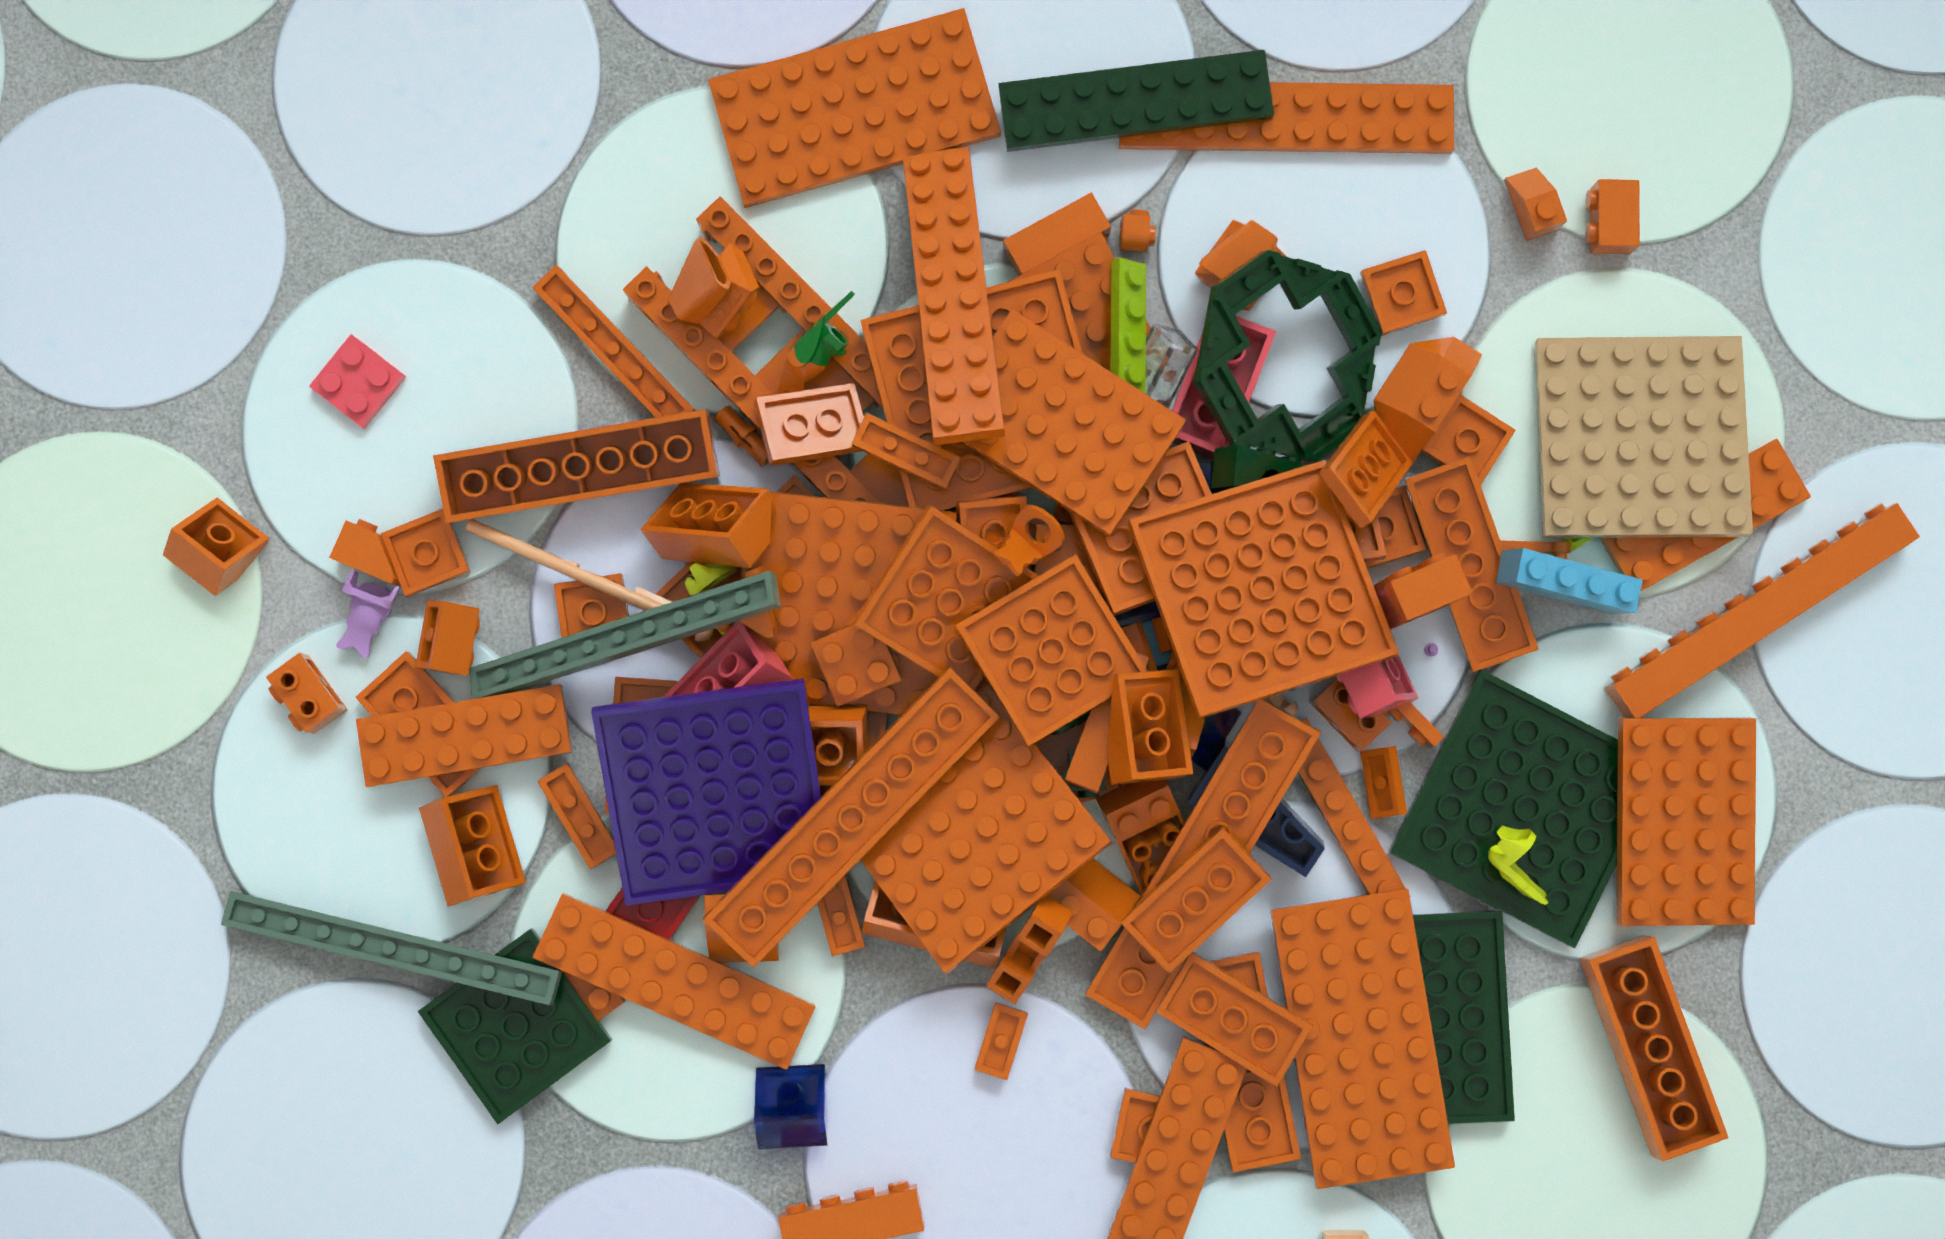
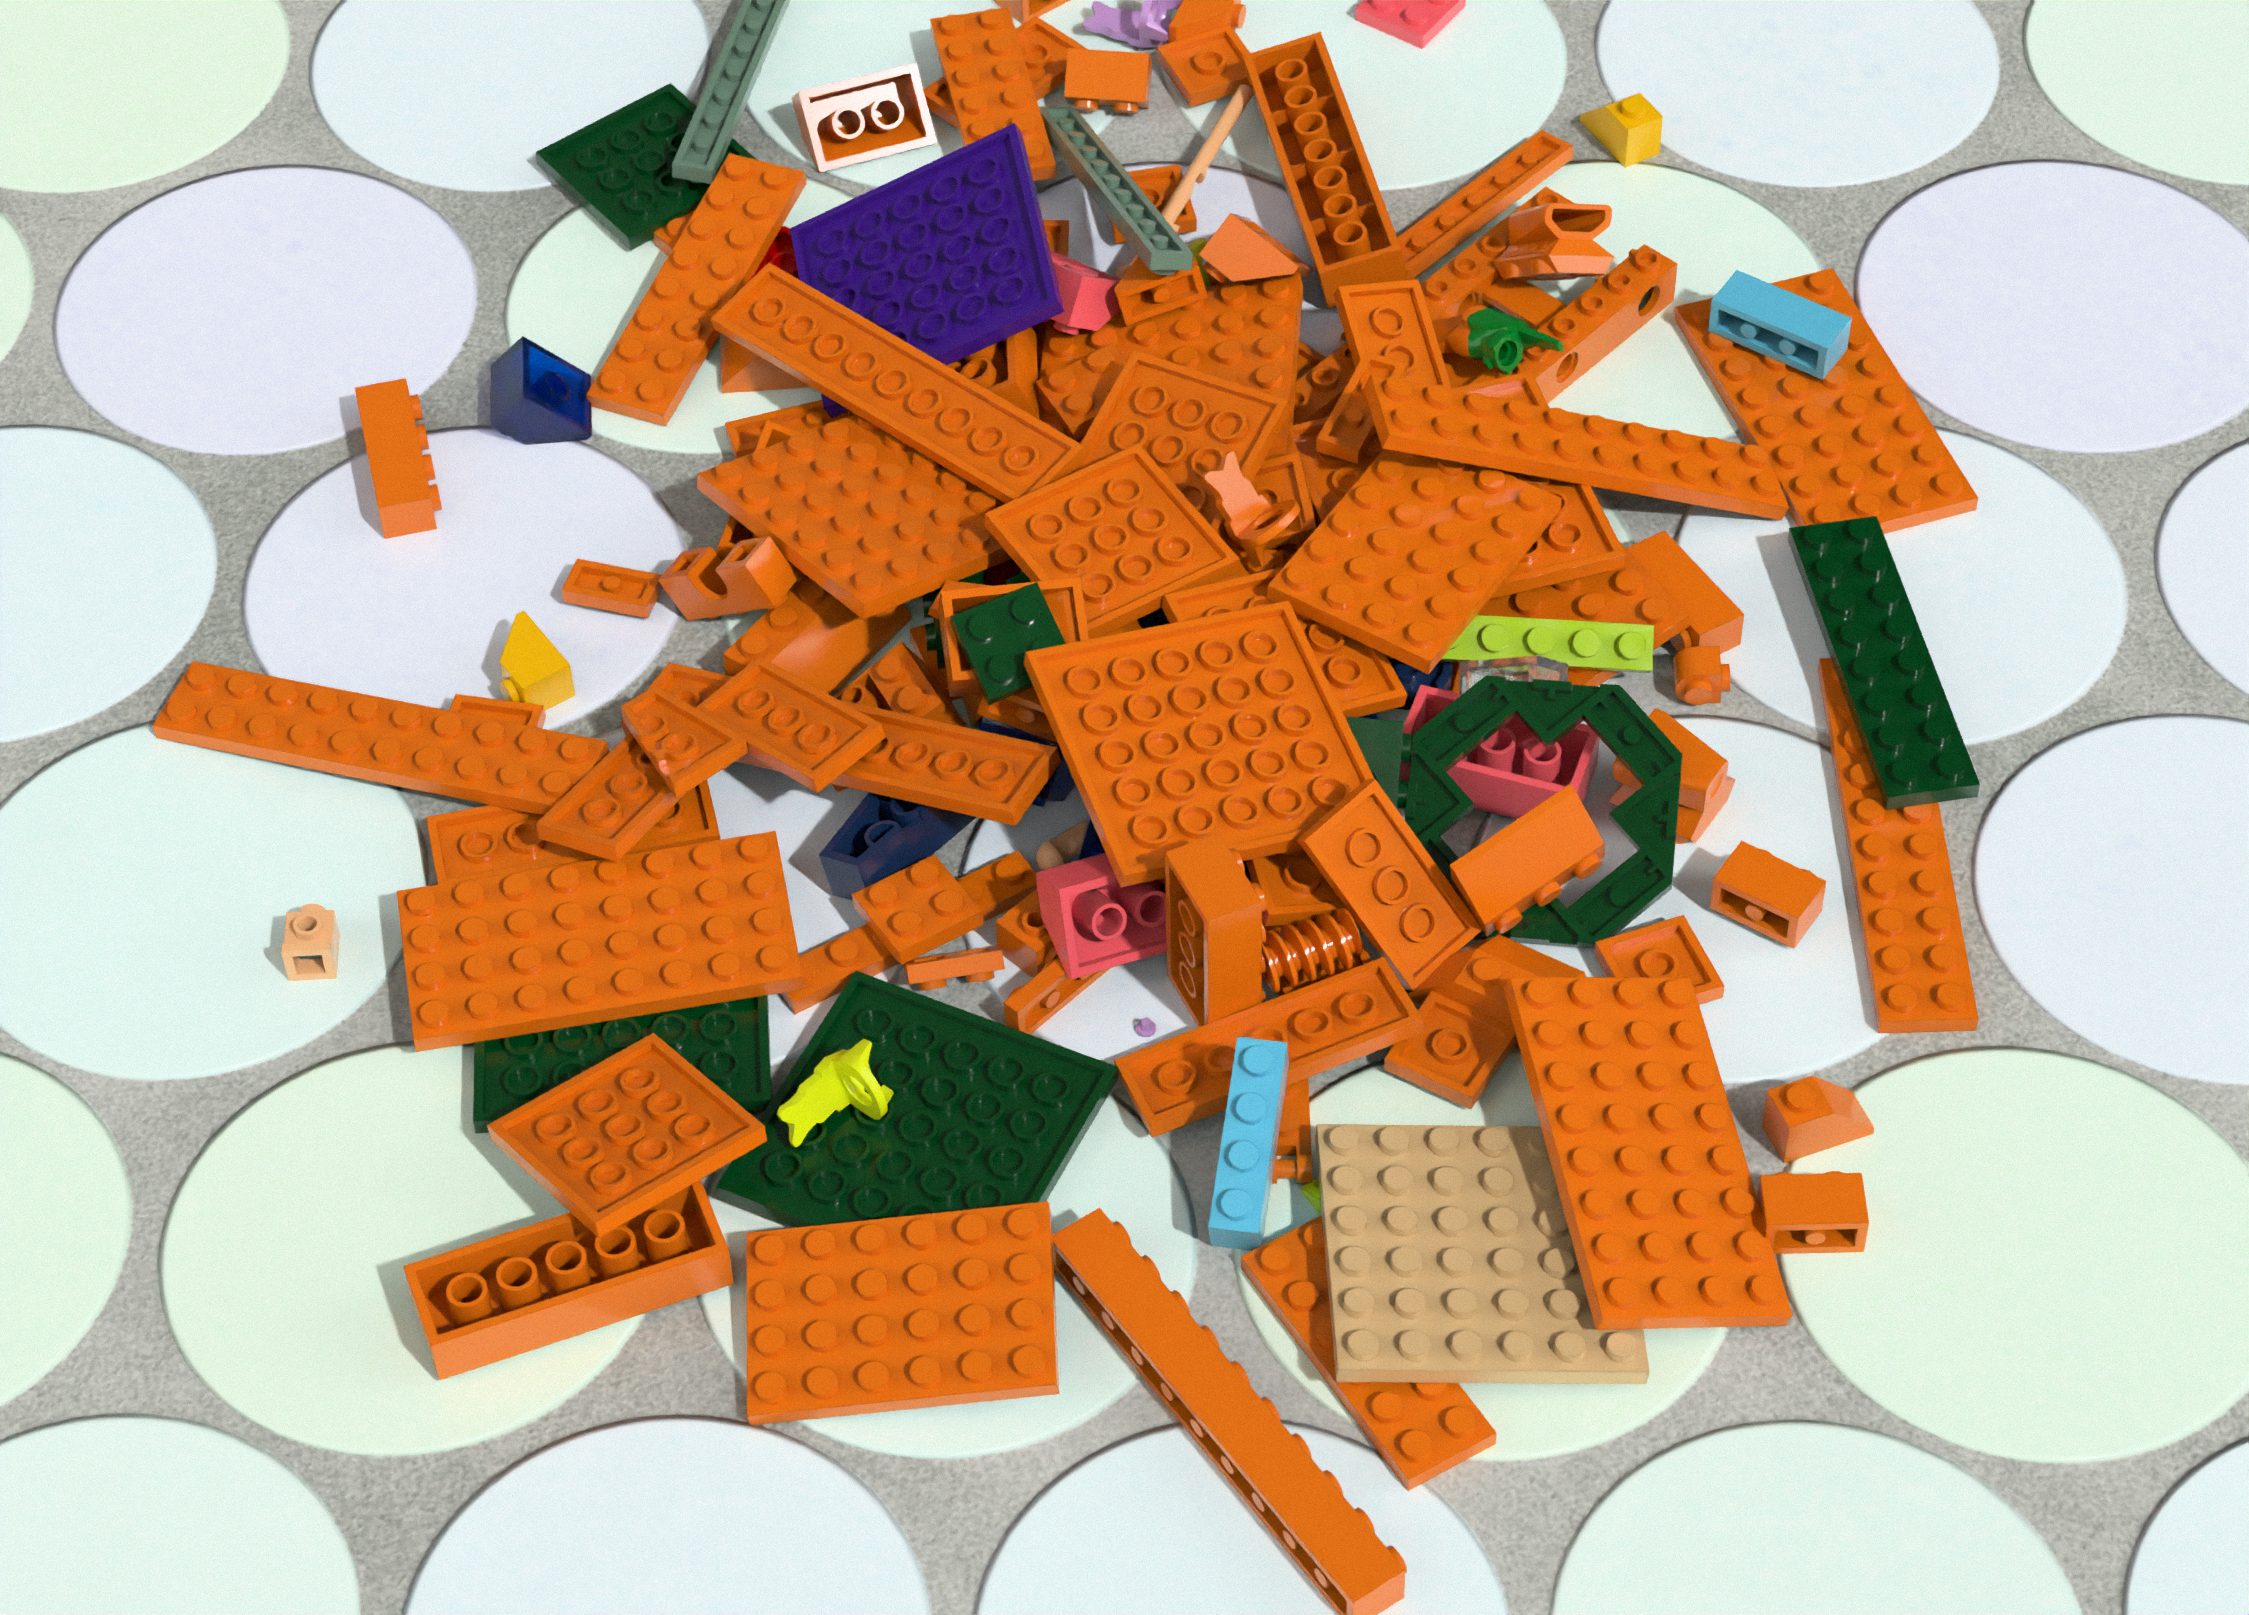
camera: 90 degrees right, 35 degrees down
(527, 222) = (1626, 128): none -> yellow slope
(790, 125) = (1779, 324): none -> medium azure brick
(1084, 1100) = (533, 667): none -> yellow slope
(1170, 729) = (999, 636): none -> dark green plate
(1201, 981) = (681, 739): none -> orange wing
(1343, 806) = (917, 909): none -> orange plate
(1344, 371) = (1528, 862): none -> orange slope
(1348, 209) = (1767, 894): none -> orange brick
(1404, 531) = (1309, 946): none -> orange piece
(1559, 1010) = (627, 1134): none -> orange plate
(1575, 318) = (1645, 1154): none -> orange plate

